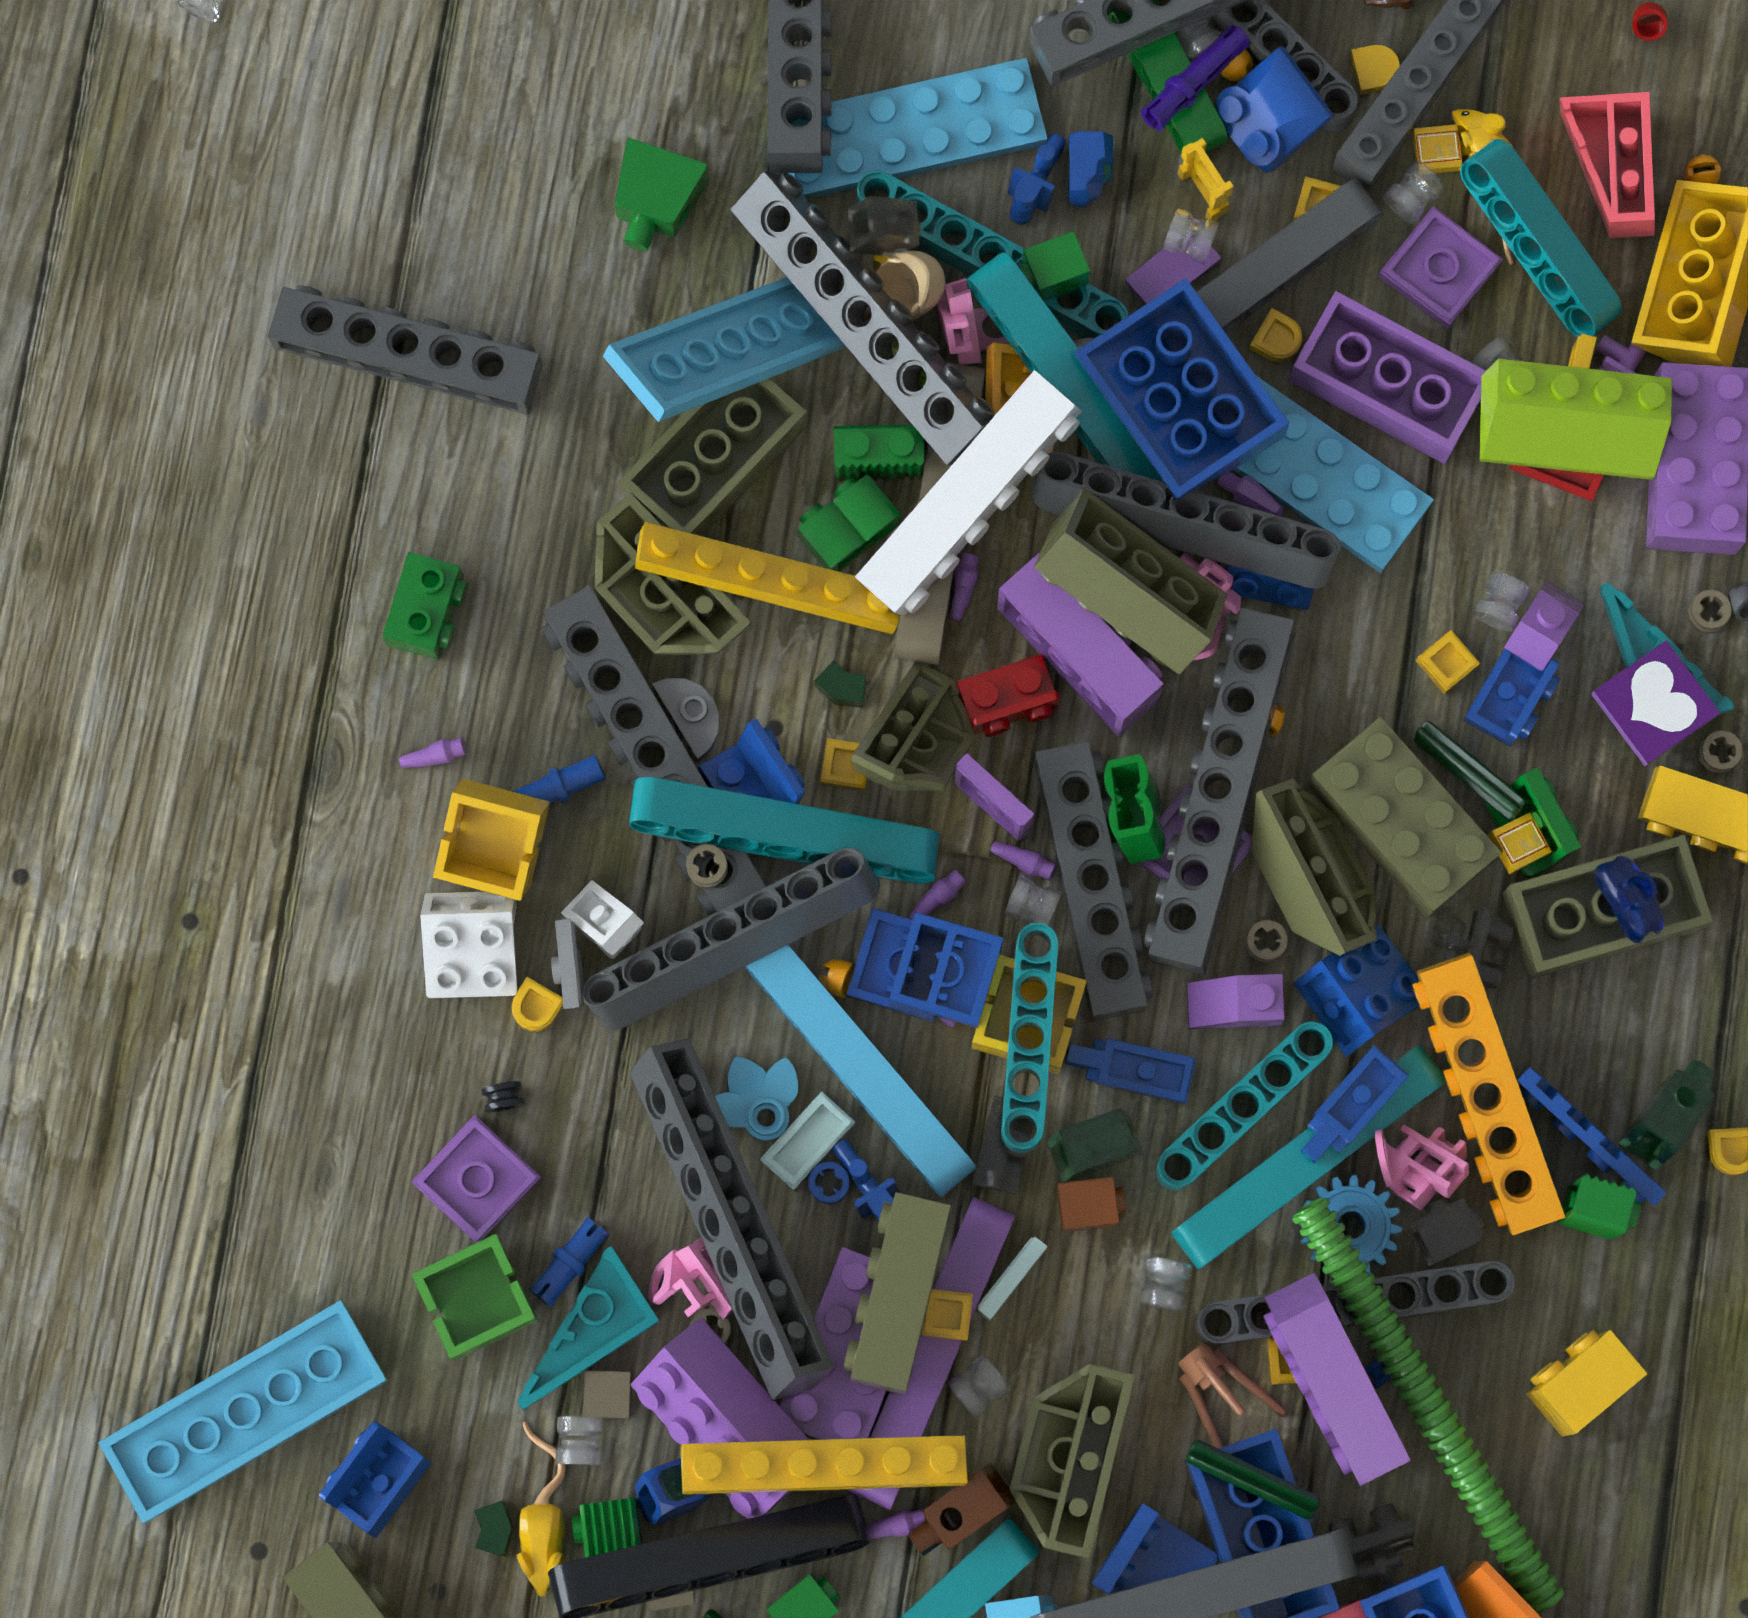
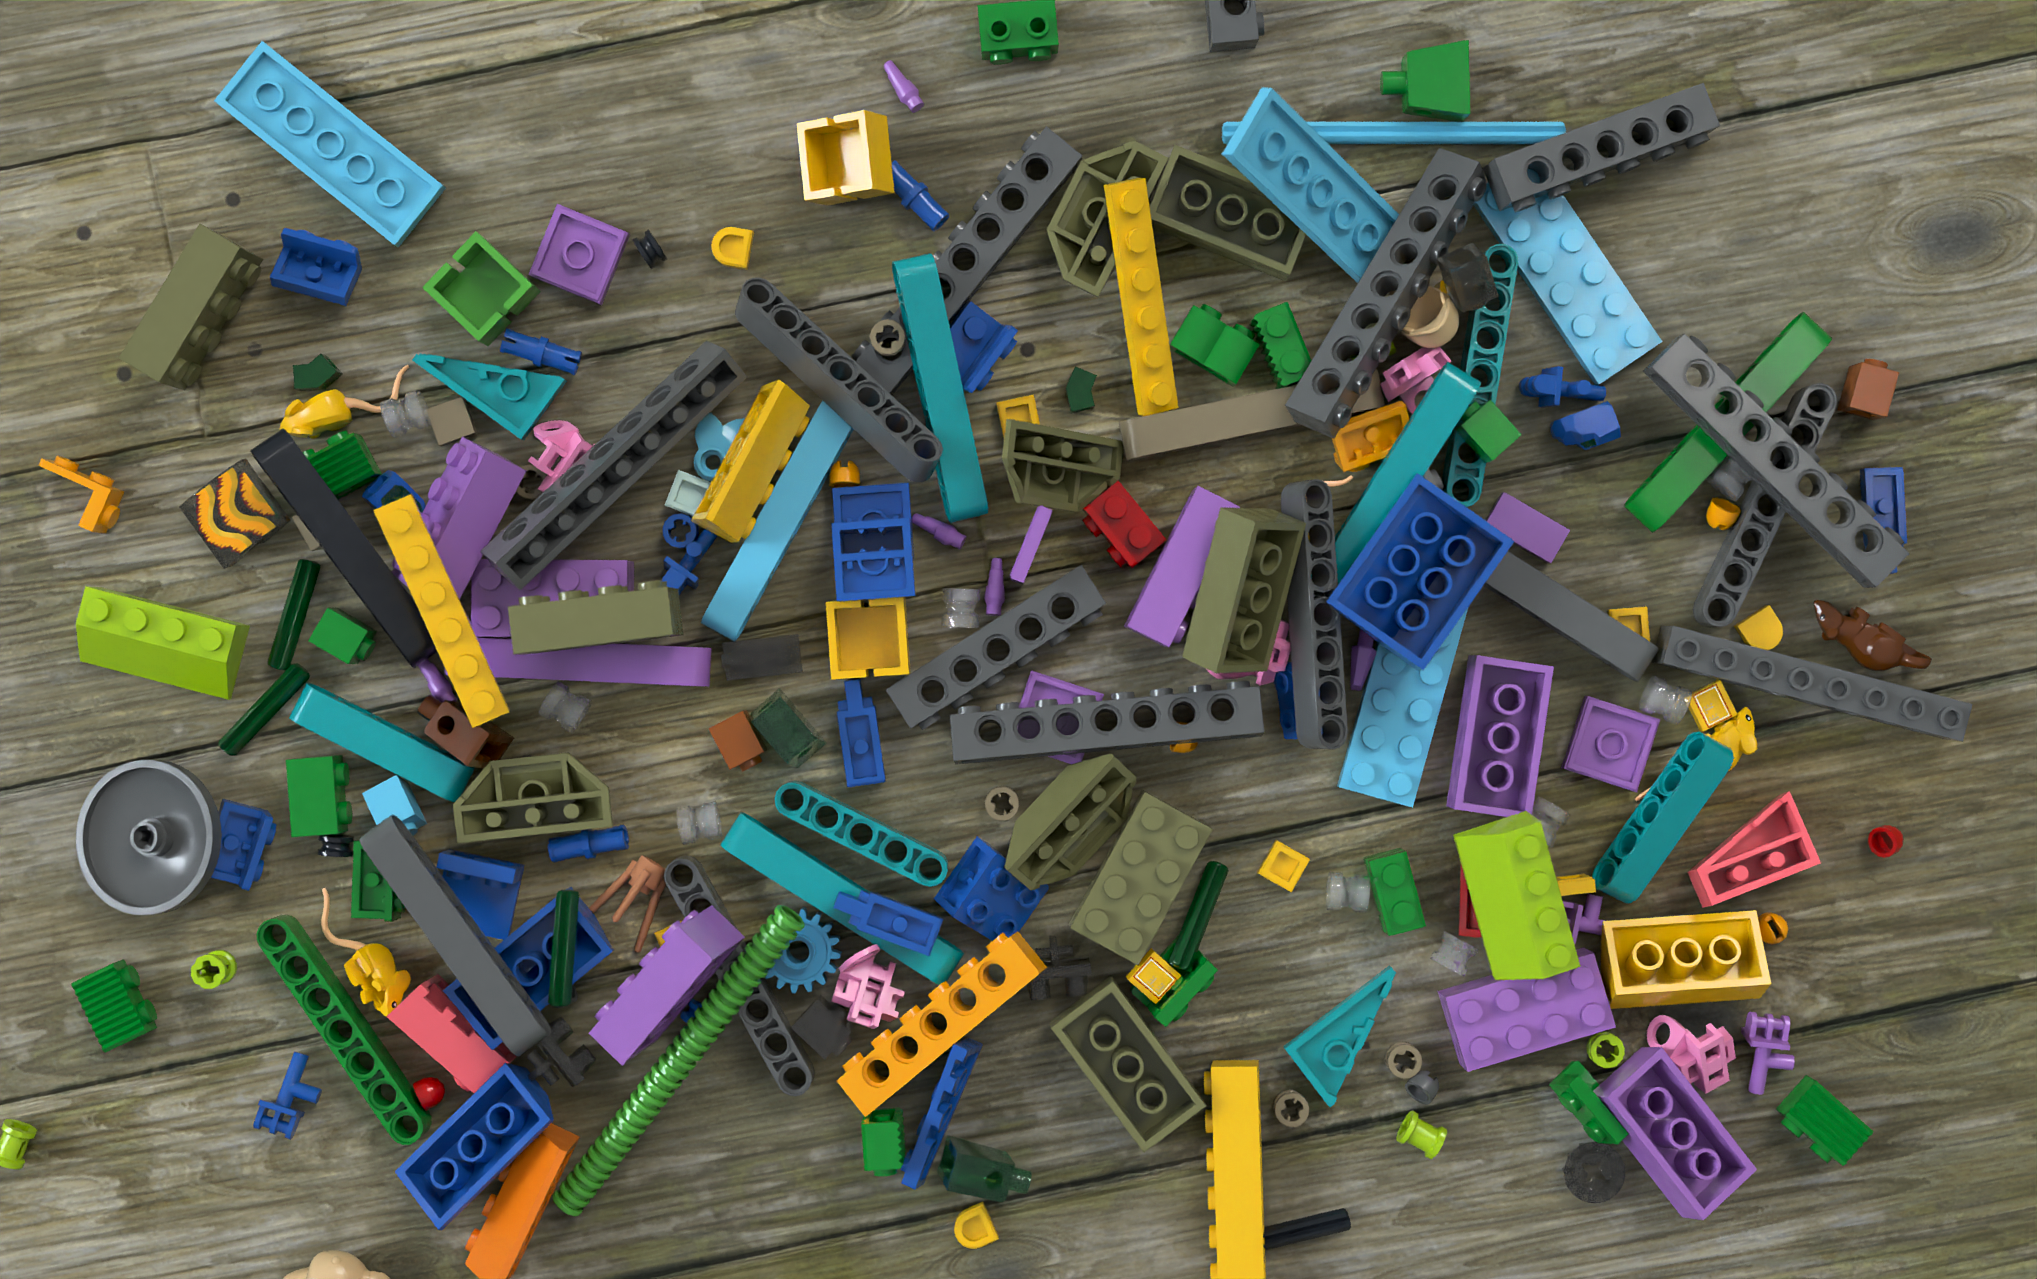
camera: 70 degrees right, 10 degrees up
(468, 944) = (759, 173): white bracket -> none
(568, 966) = (770, 259): light grey plate -> none
(603, 919) = (819, 272): white slope -> none
(691, 711) = (1014, 279): light grey plate -> none
(702, 230) = (1427, 132): none -> medium azure axle
(784, 1068) = (752, 462): none -> yellow slope
(948, 1315) = (606, 663): yellow tile -> none
(964, 581) = (1203, 456): medium lavender piece -> none
(969, 494) = (1266, 432): white brick -> none
(1011, 1278) = (657, 701): light aqua tile -> none
(1029, 1015) = (824, 656): teal beam -> none
(1134, 809) = (1064, 660): green brick -> none
(1142, 1419) = (588, 843): none -> blue pin
(1183, 89) = (1681, 480): dark purple pin -> none
(1183, 228) = (1558, 532): clear wheel -> none
(1206, 178) = (1621, 513): yellow piece -> none
(1236, 1002) = (942, 797): medium lavender slope -> none
(1272, 111) = (1690, 559): blue slope -> none
(1277, 338) = (1501, 633): yellow tile -> none
(1509, 696) = (1274, 927): blue bracket -> none
(1519, 550) = (1394, 891): none -> green brick
(1544, 626) = (1340, 934): medium lavender slope -> none
(1585, 1383) = (742, 1177): yellow piece -> none
(1610, 513) = (1454, 953): none -> clear wheel
(1630, 897) = (1136, 1081): clear blue piece -> none
(1655, 703) = (1308, 1044): tile -> none

